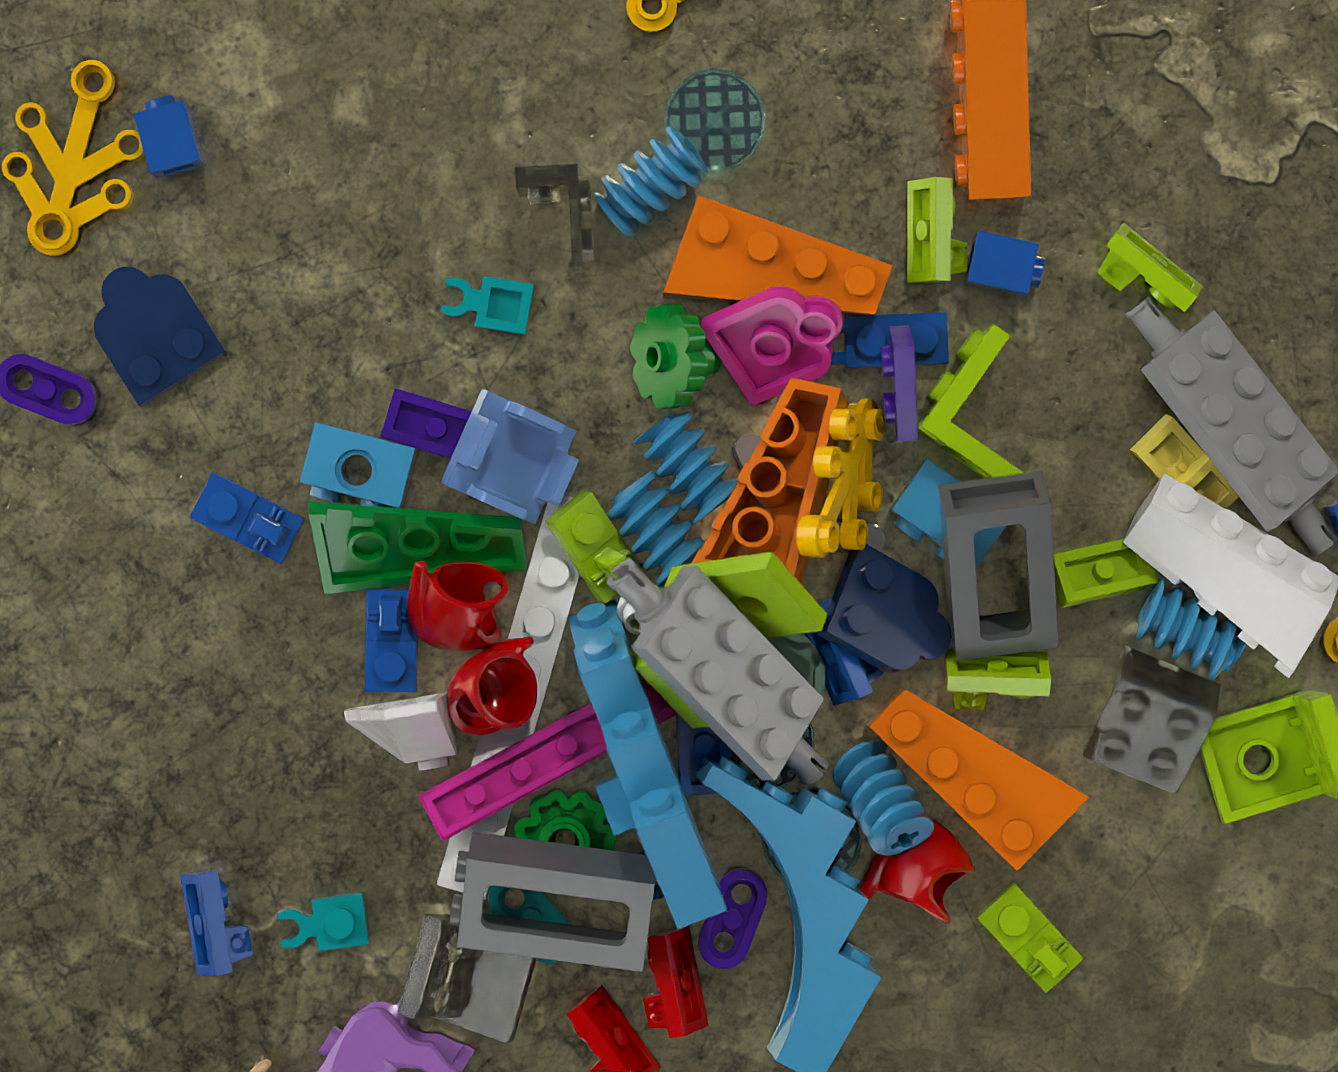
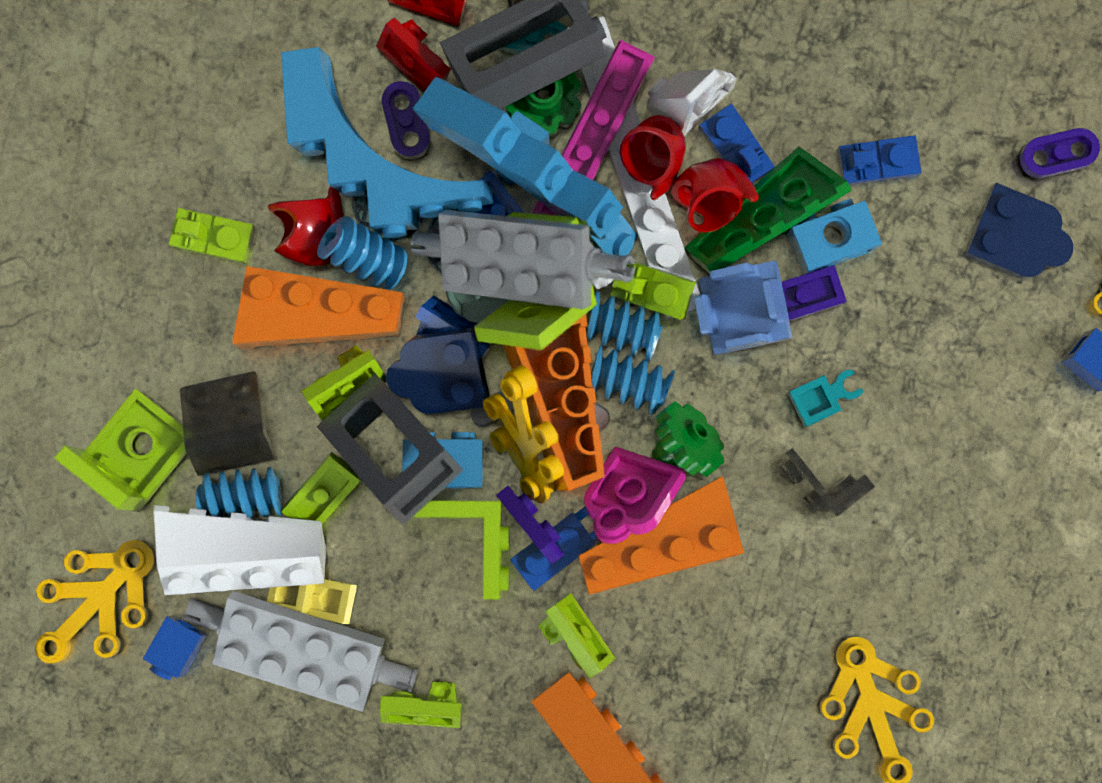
camera: 145 degrees right, 5 degrees down
(651, 182) = (777, 541): dark azure piece -> none
(718, 116) = (764, 612): clear light blue tile -> none
(1003, 264) = (517, 646): blue brick -> none

